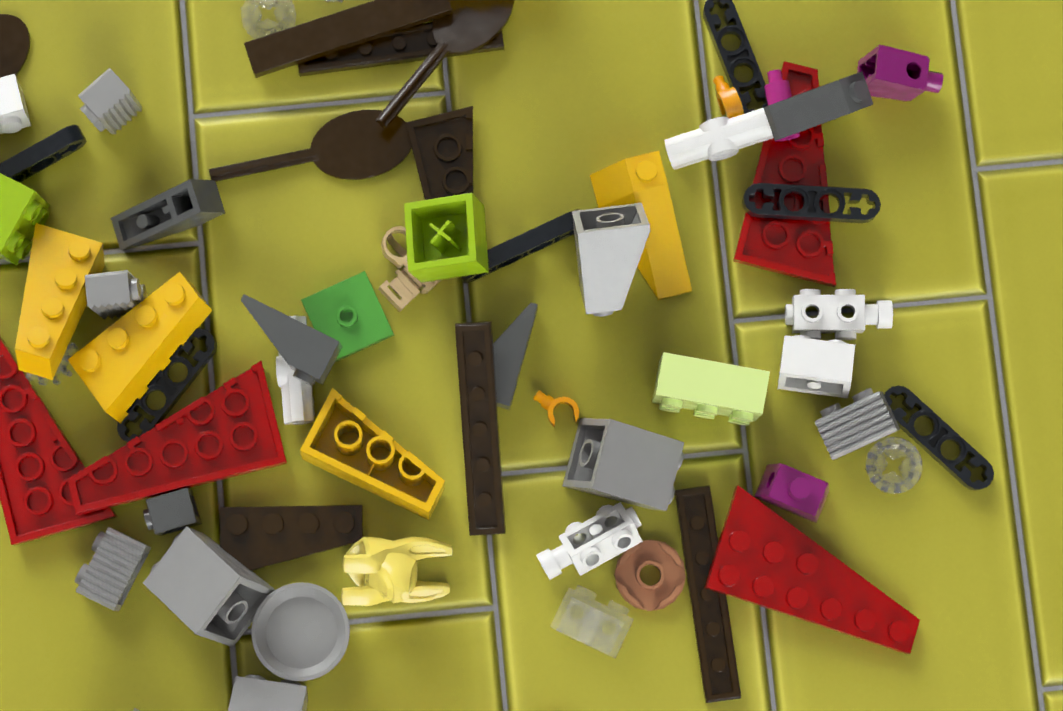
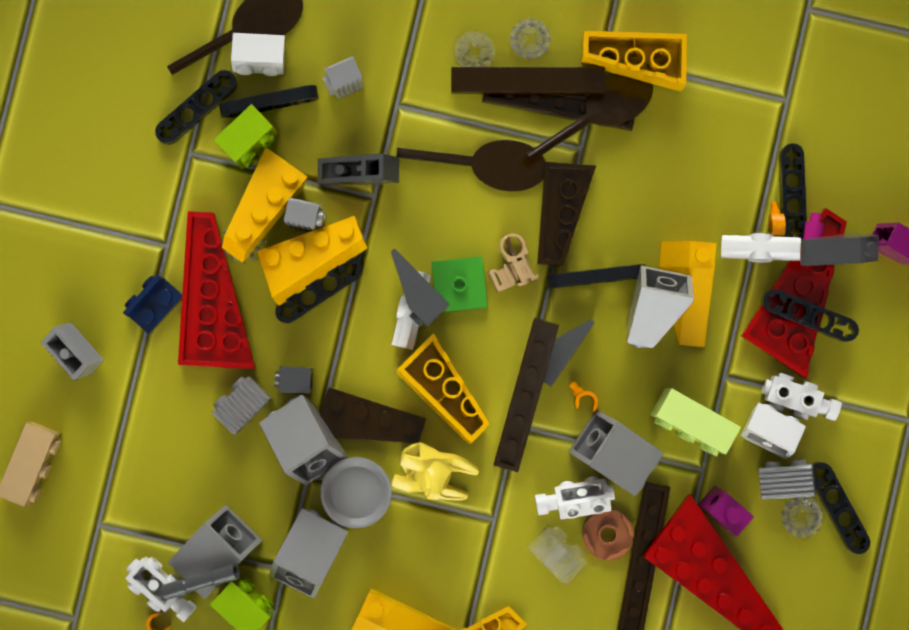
camera: 15 degrees right, 5 degrees up
(202, 443) = (335, 339): red wing -> none
(446, 237) = (547, 255): lime brick -> none

